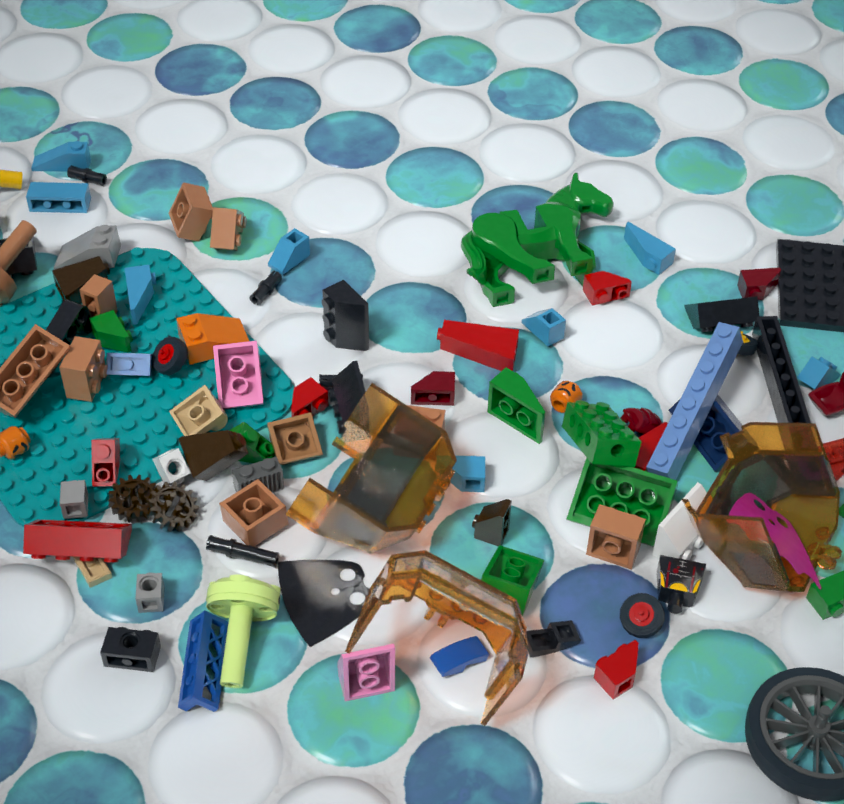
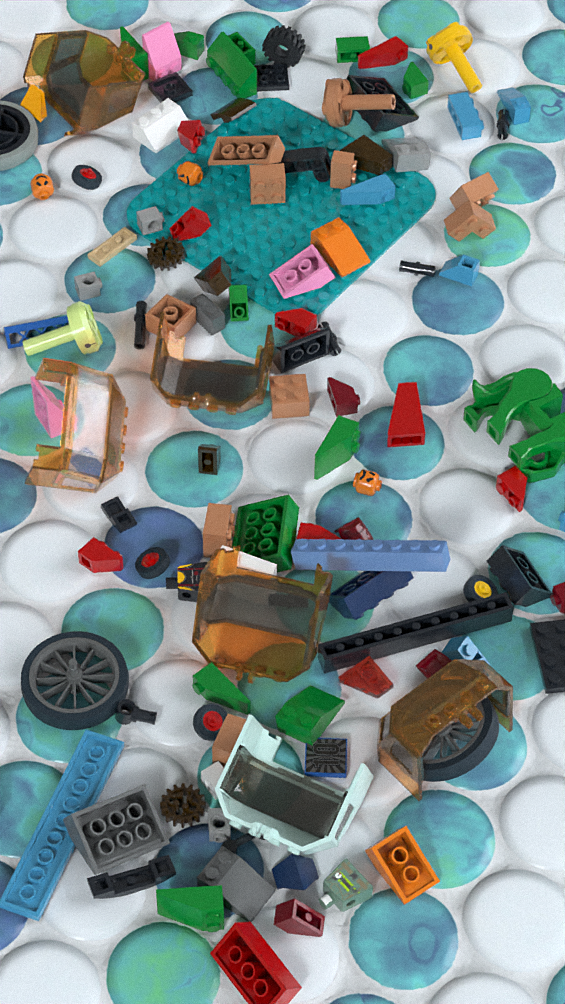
camera: 75 degrees right, 5 degrees up
(76, 539) = (116, 233): red slope -> none
(111, 331) = (320, 189): green slope -> none
(118, 654) = (38, 290): black brick -> none
(129, 364) = (293, 210): medium blue panel -> none
(163, 461) = (196, 256): white brick -> none
(169, 355) = (303, 227): black wheel -> none
(177, 518) = (156, 282): dark brown gear -> none
(199, 413) = (254, 263): tan slope -> none
(294, 439) = (252, 324): medium nougat slope -> none
(309, 600) = (130, 370): black piece -> none
(345, 317) = (385, 314): black slope -> none
(469, 473) = (258, 433): dark azure slope -> none
(513, 574) = (163, 479): green slope -> none
(546, 325) = (443, 453): dark azure slope -> none
(601, 434) = (314, 499): green brick -> none
(784, 538) = (238, 620): dark pink piece -> none

